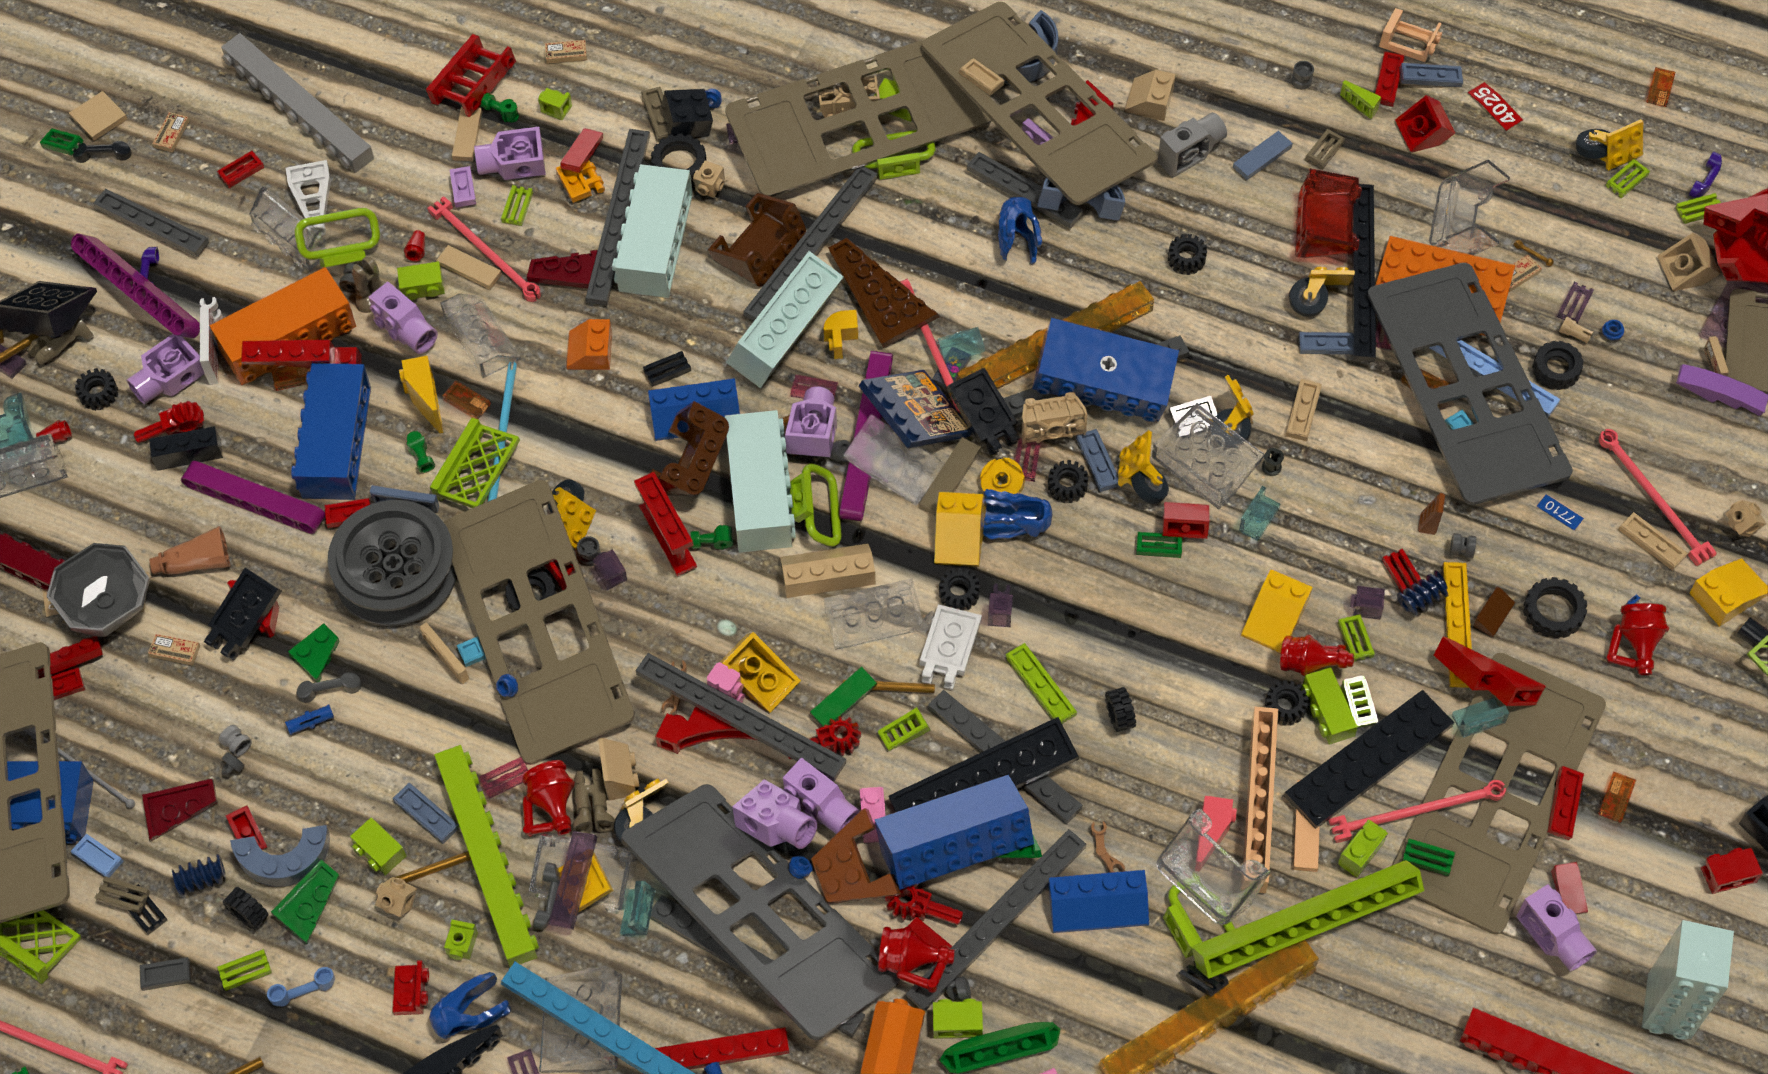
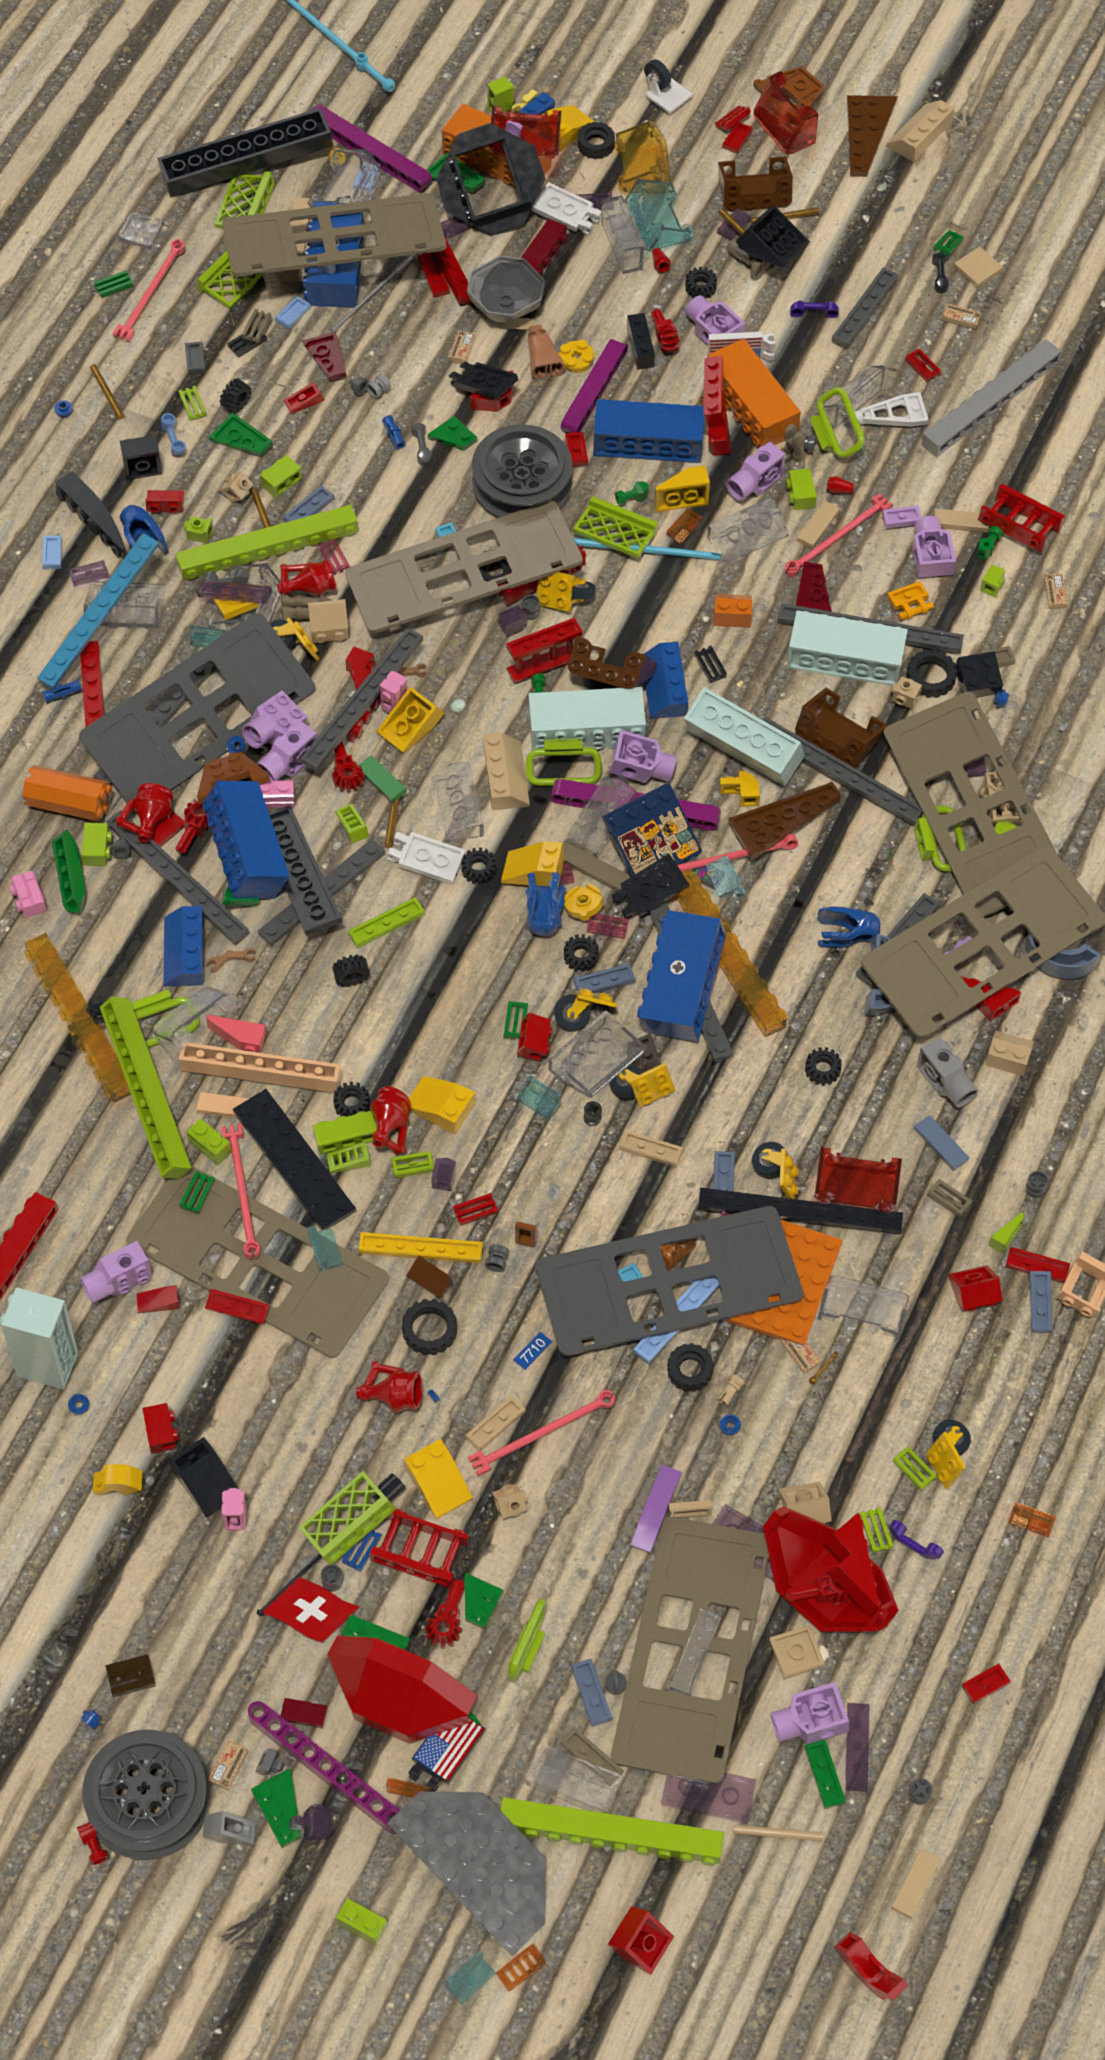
camera: 90 degrees right, 0 degrees up
(135, 286) = (792, 294): magenta beam -> none
(198, 509) = (580, 348): none -> yellow plate
(199, 875) = (267, 368): dark blue piece -> none
(285, 868) = (267, 408): sand blue brick -> none
(345, 1018) = (140, 457): none -> black brick
(383, 494) = (586, 483): sand blue tile -> none
(444, 653) = (443, 513): tan tile -> none
(507, 685) = (405, 549): blue plate -> none
(528, 195) = (884, 555): lime tile -> none
(581, 150) = (939, 599): tile -> none
(799, 390) = (683, 782): clear pink tile -> none
(916, 641) = (435, 834): clear bar -> none
(981, 76) = (1005, 891): tan tile -> none
(1000, 607) = (456, 892): clear purple brick -> none
(1053, 418) = (637, 935): tan piece -> none
(1423, 593) = (447, 1216): dark blue piece -> none
(1486, 674) = (360, 1250): red slope -> none
(1496, 105) = (1006, 1360): red sticker -> none
(1581, 290) = (753, 1382): tile -> none
(1617, 797) = (241, 1352): clear orange tile -> none

